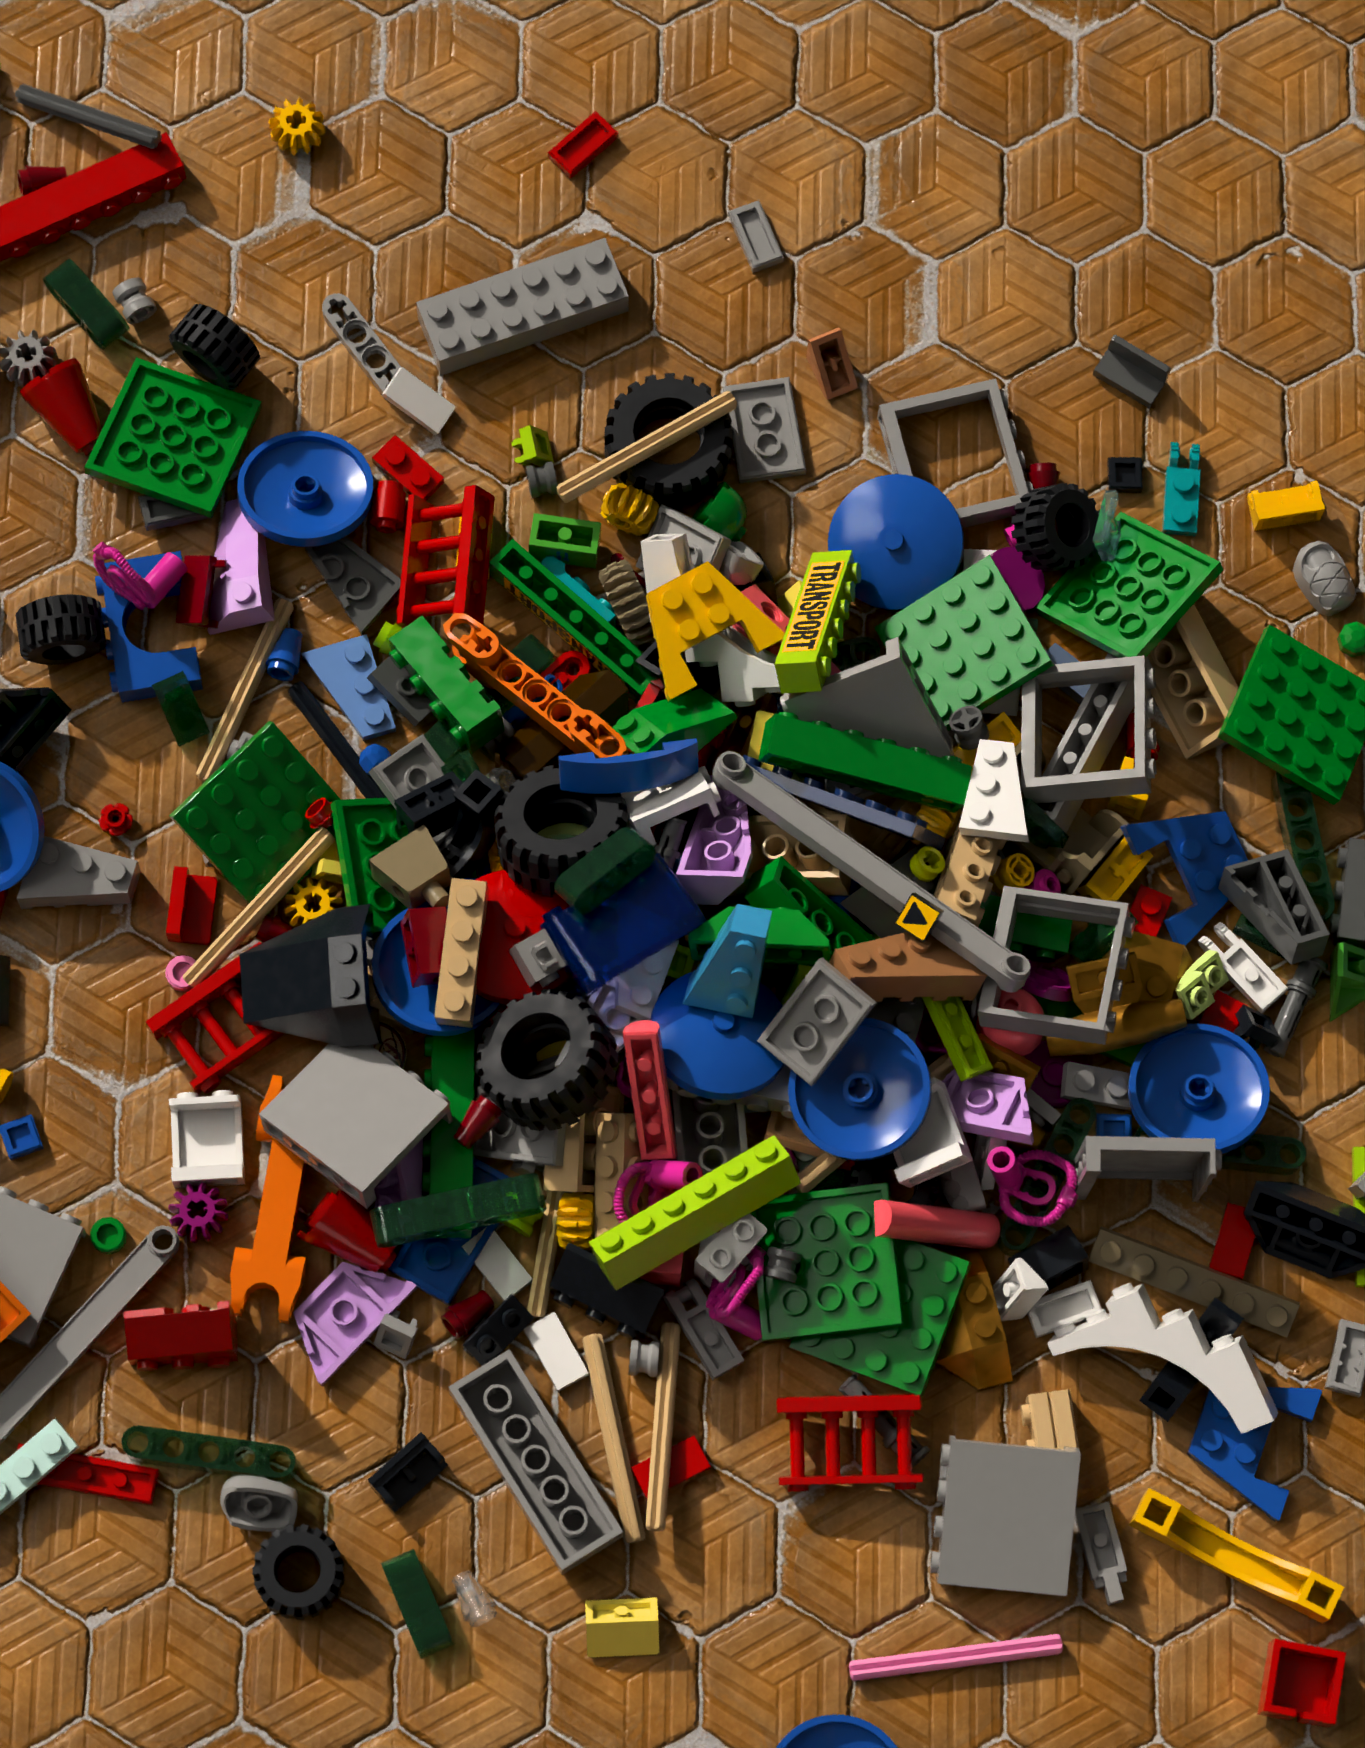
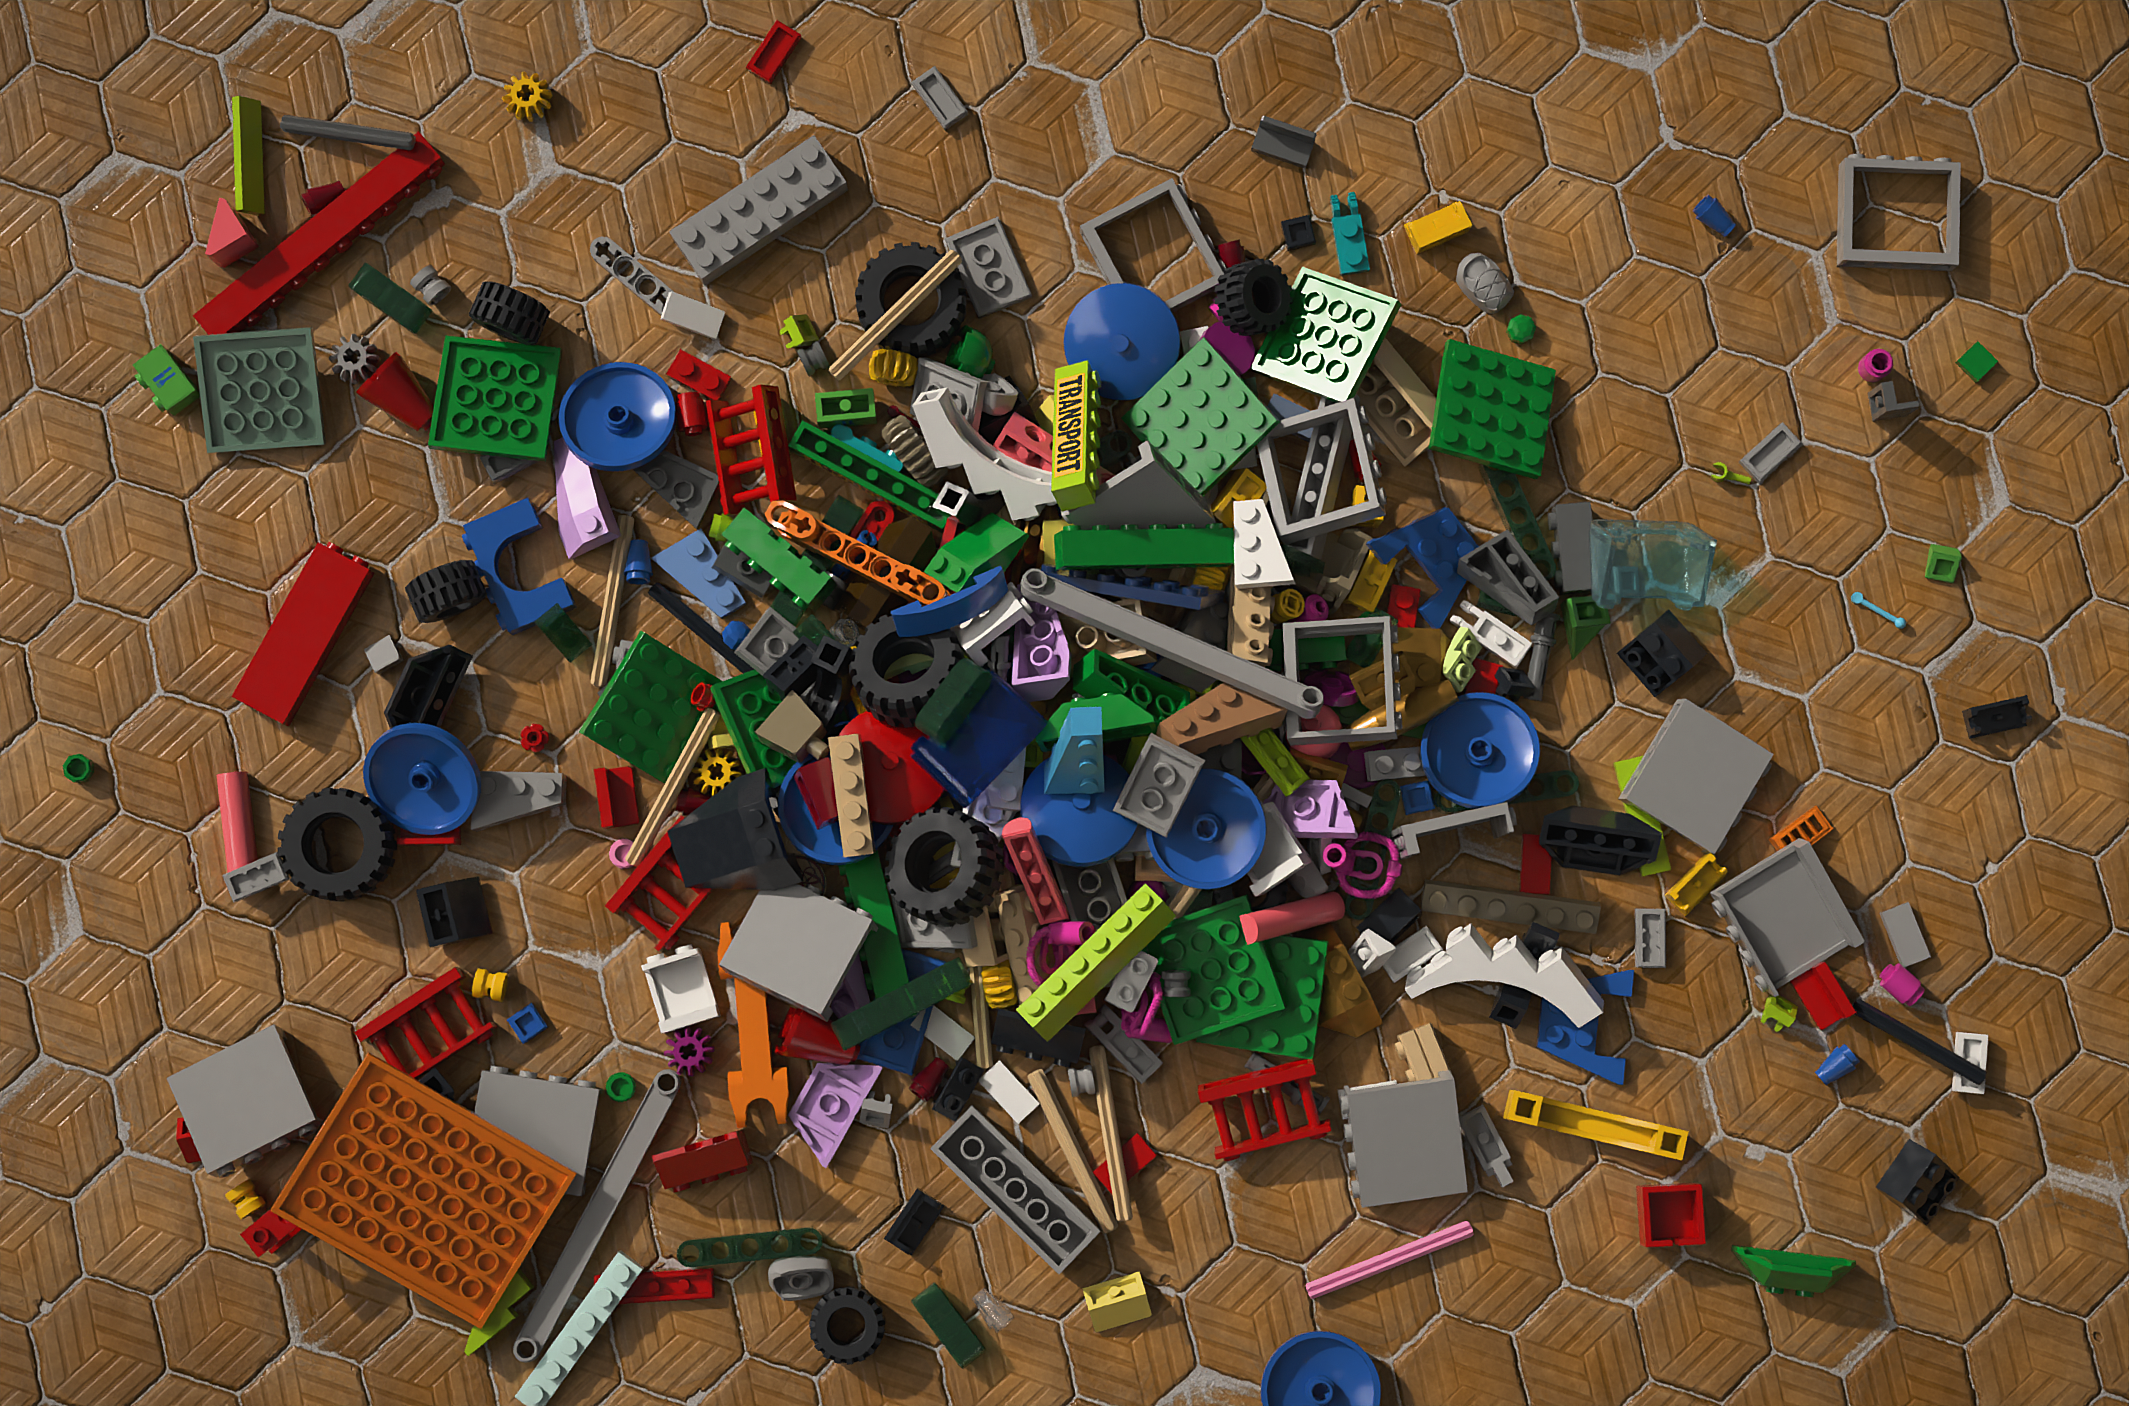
camera: 15 degrees left, 10 degrees up
(139, 590) = (510, 542): dark pink piece -> none
(197, 591) = (551, 529): dark red hinge -> none
(478, 1120) = (897, 926): dark red cone -> none
(538, 959) = (916, 785): light grey brick -> none
(695, 610) = (972, 454): yellow wing -> none
(831, 363) = (1031, 197): nougat slope -> none
(919, 917) = (1221, 676): tile -> none
(935, 860) = (1212, 626): neon yellow bush -> none
(968, 727) = (1214, 491): dark grey wheel -> none
(1107, 528) = (1295, 286): clear light blue tile -> none

